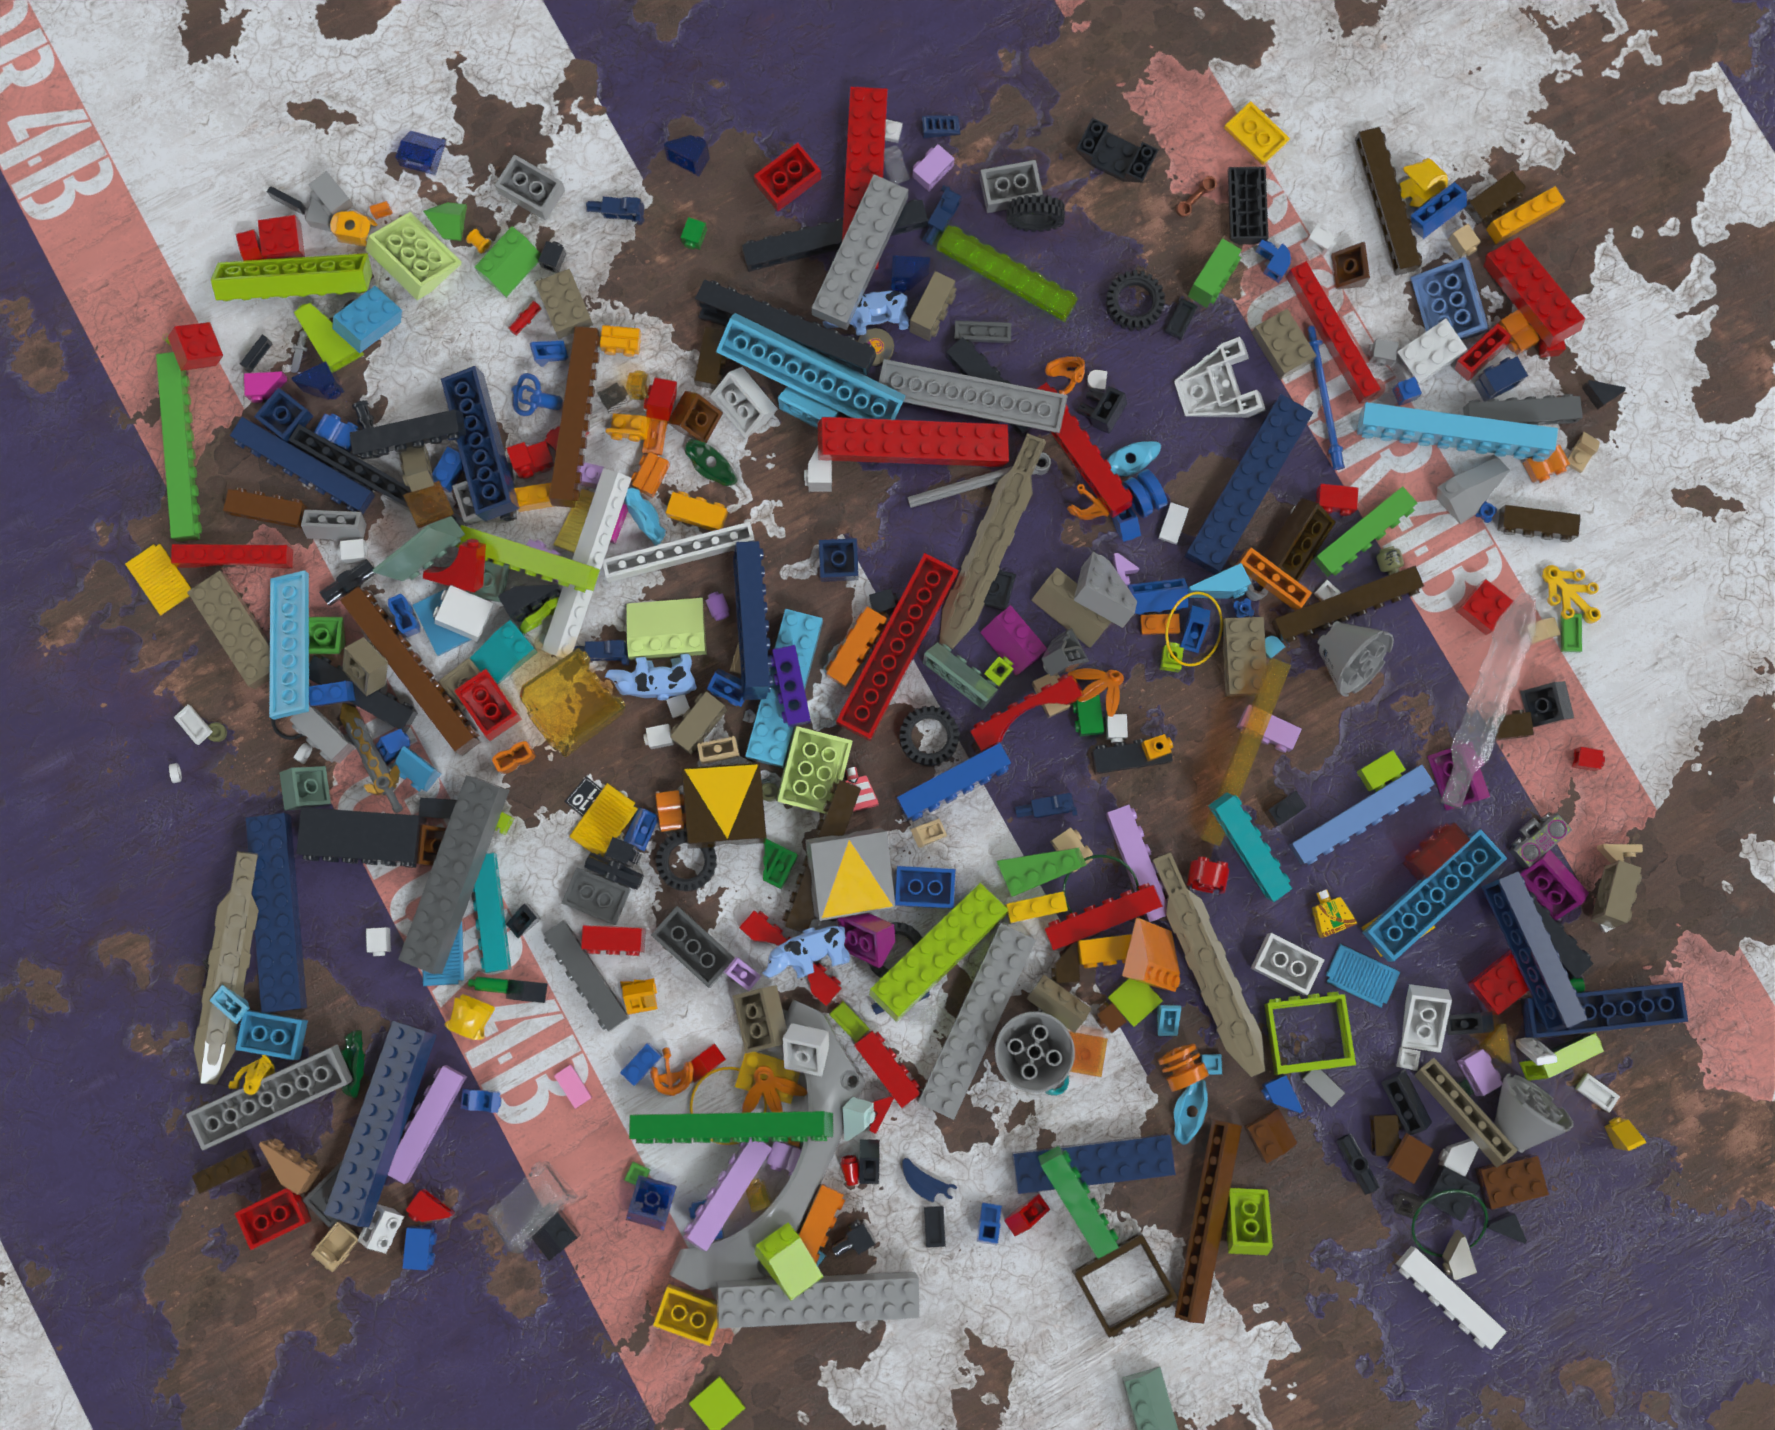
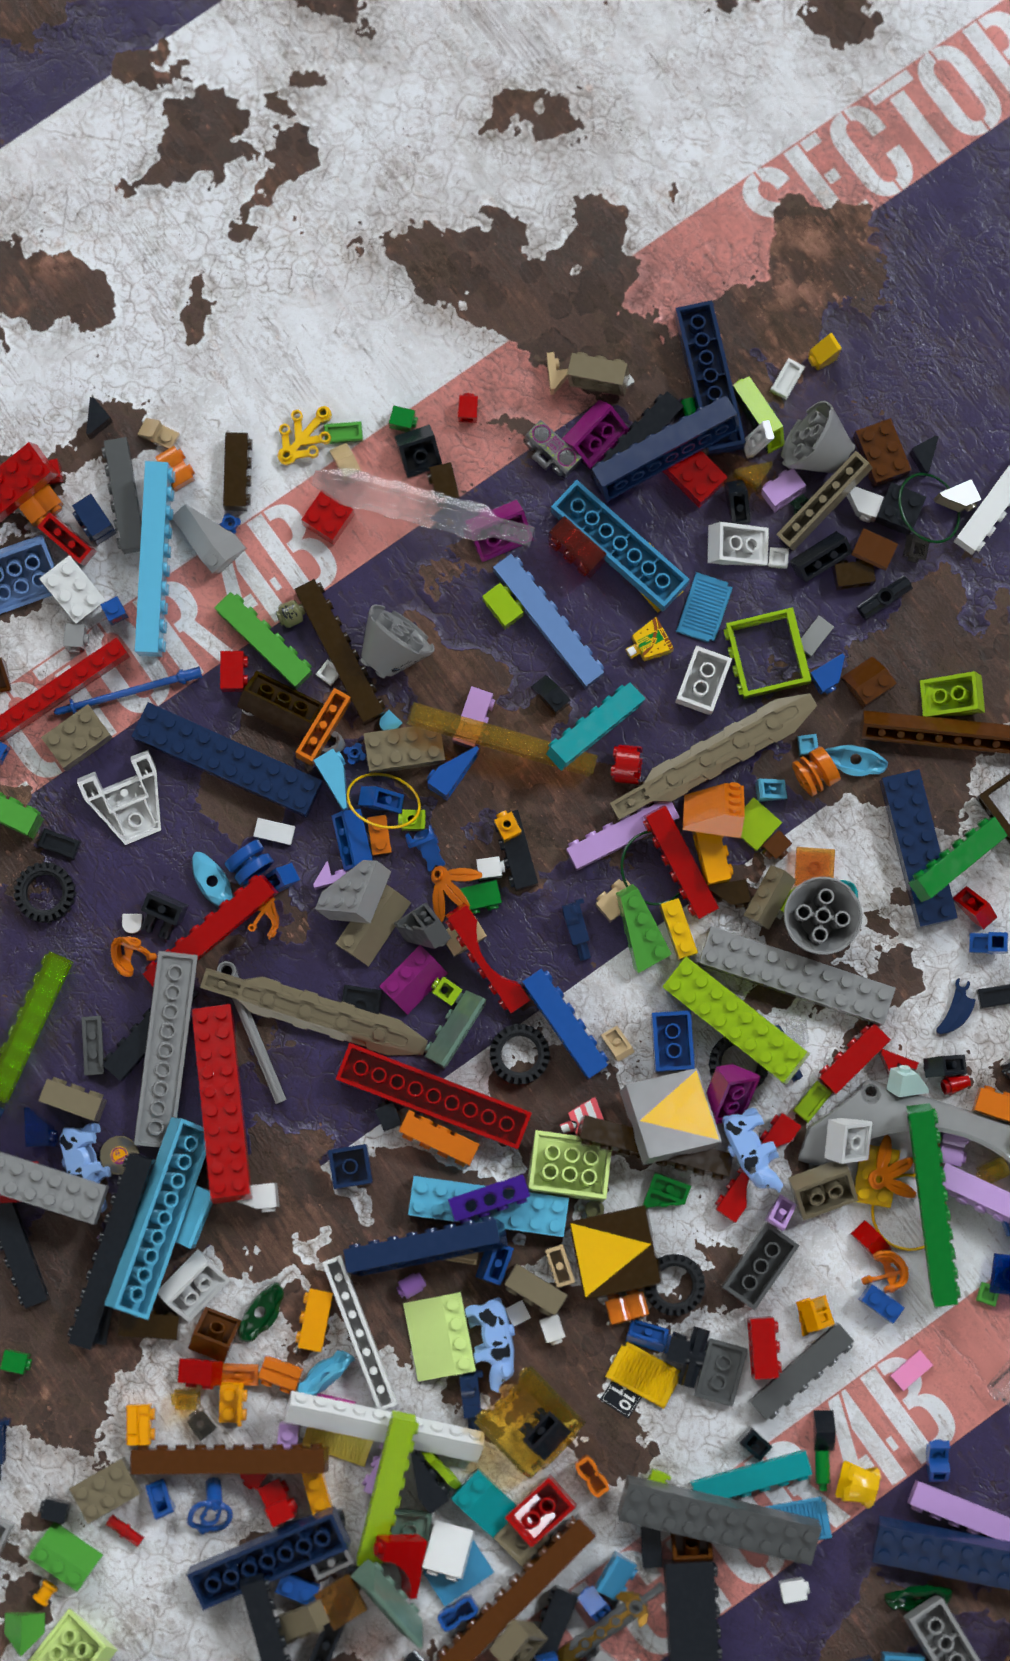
camera: 95 degrees left, 0 degrees up
(557, 715) = (546, 1434): none -> black brick
(1147, 669) = (426, 842): none -> blue hair
(1214, 698) = (450, 774): none -> blue slope
(1581, 692) = (402, 419): none -> green brick

